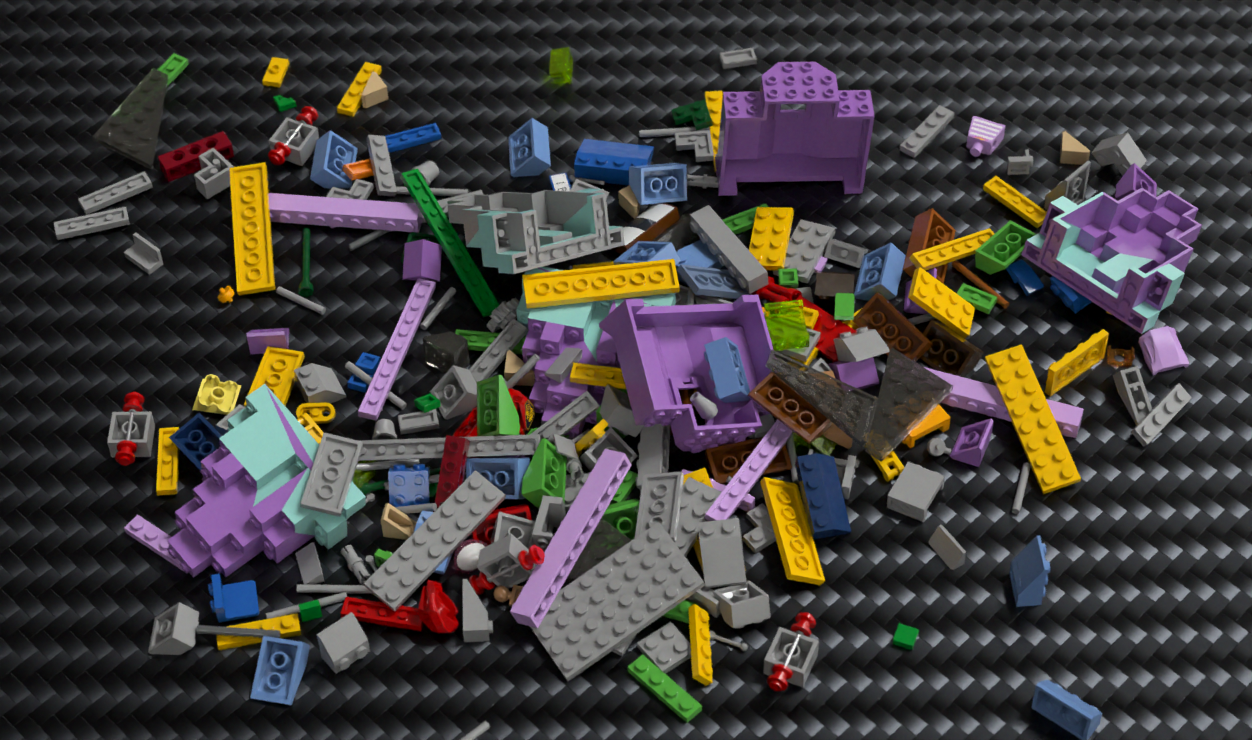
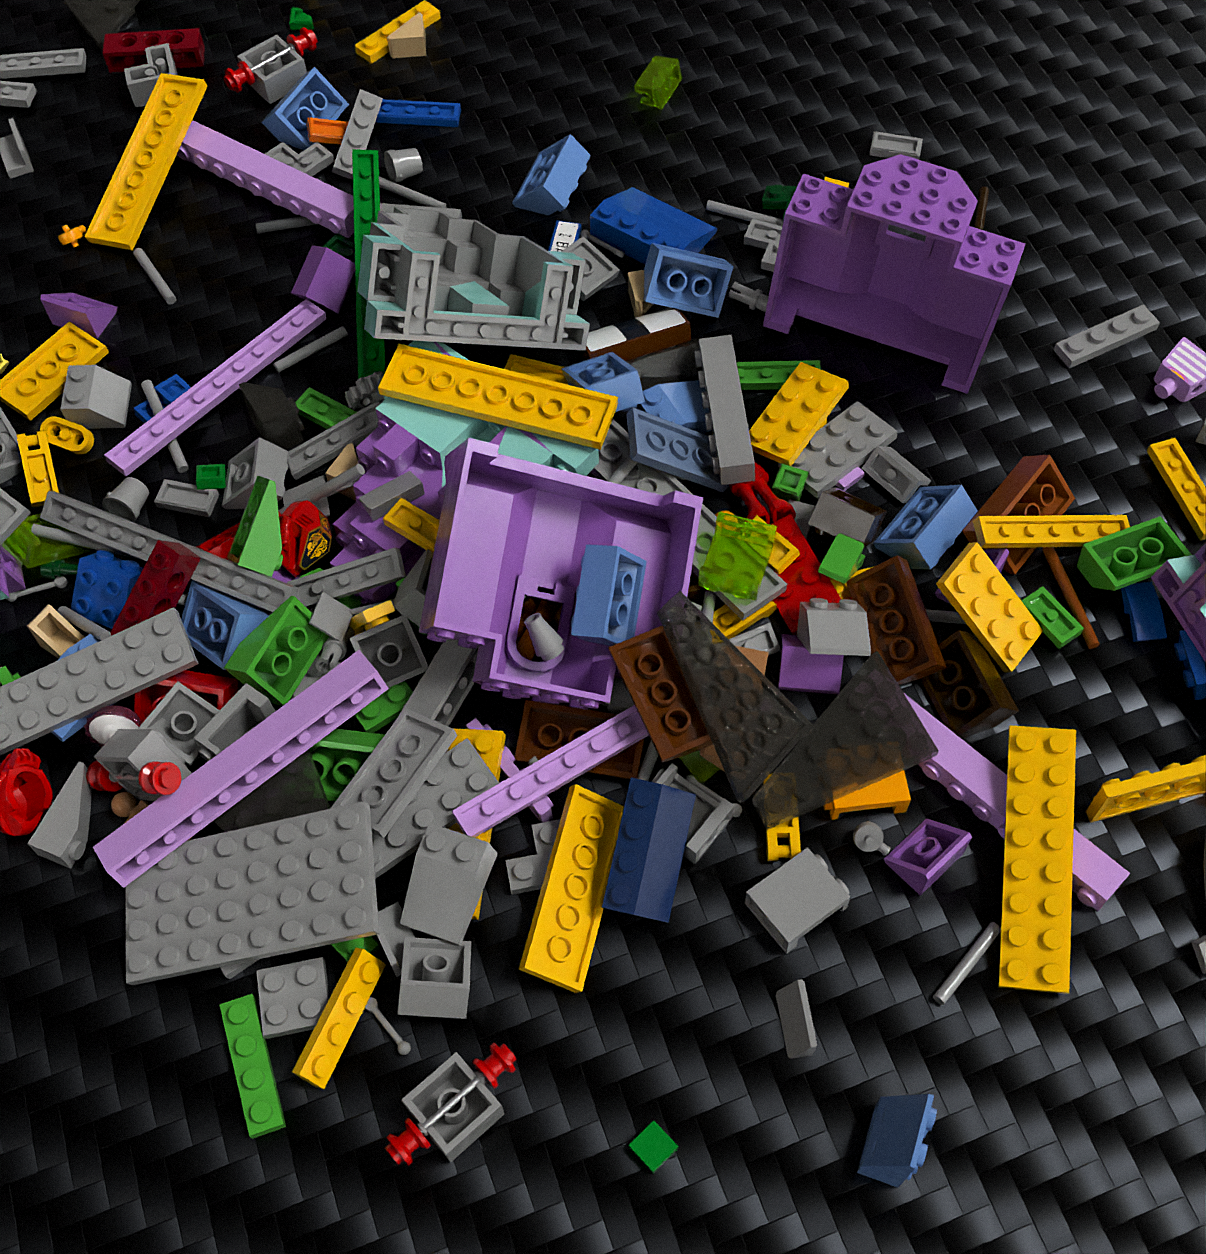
camera: 25 degrees right, 10 degrees up
(305, 288) = (168, 260): dark green piece -> none

